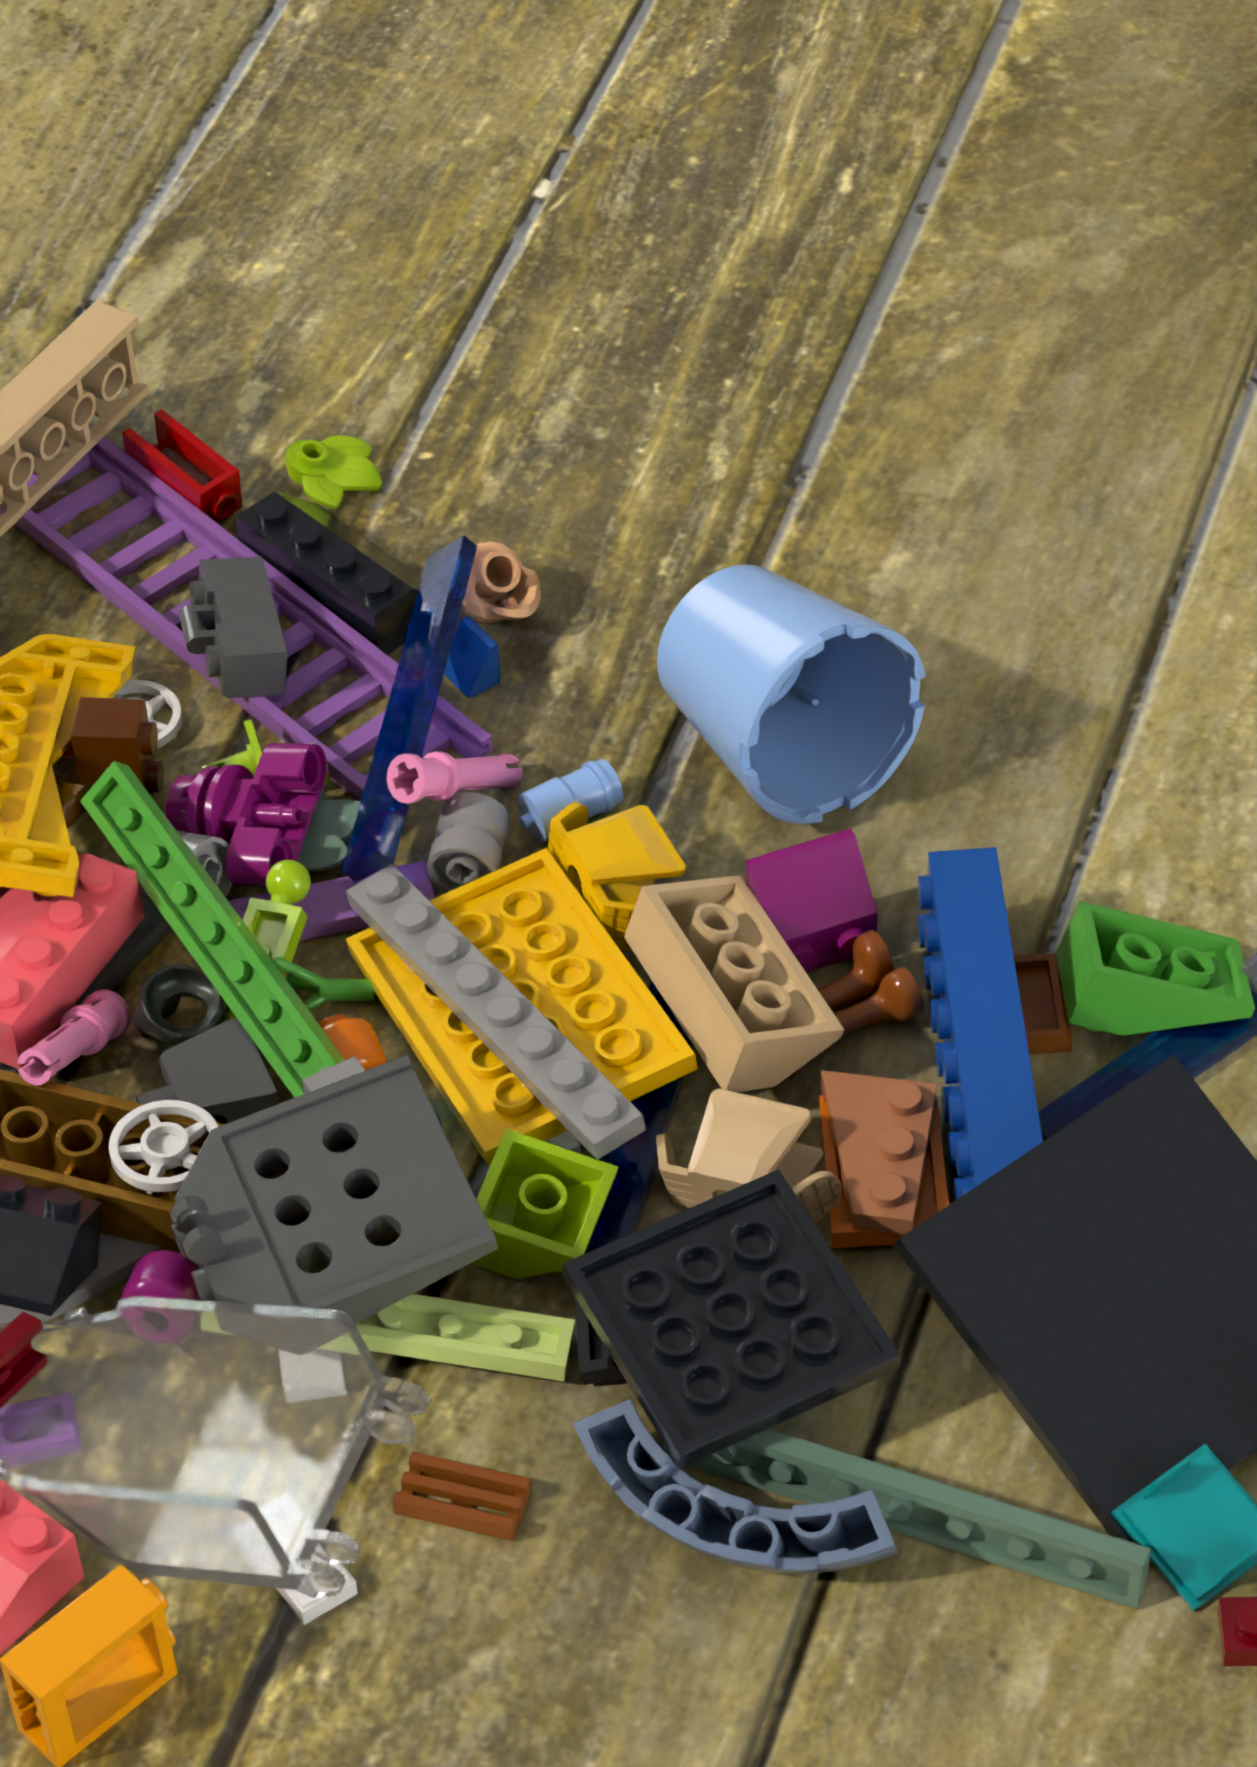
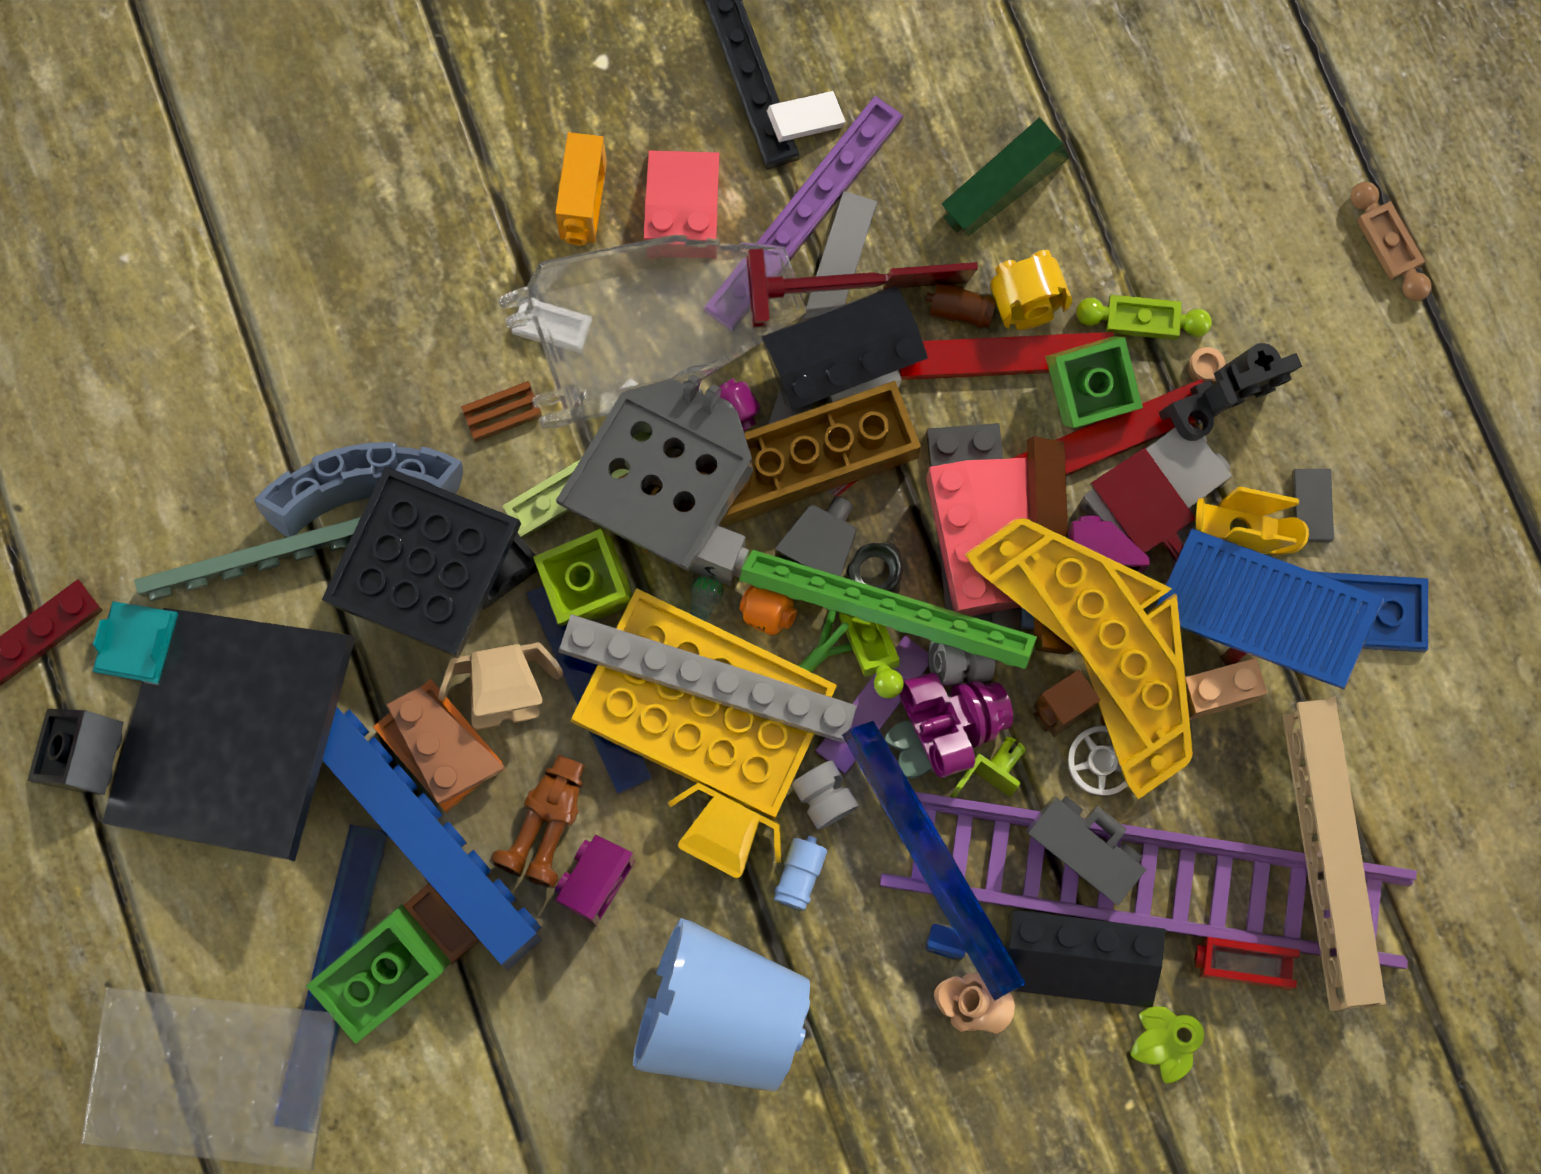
camera: 135 degrees right, 30 degrees up
(82, 1032) = (911, 517): bright pink pin -> none
(161, 1145) = (786, 457): white wheel -> none
(441, 776) = (864, 810): bright pink pin -> none
(730, 981) = (589, 783): tan slope -> none

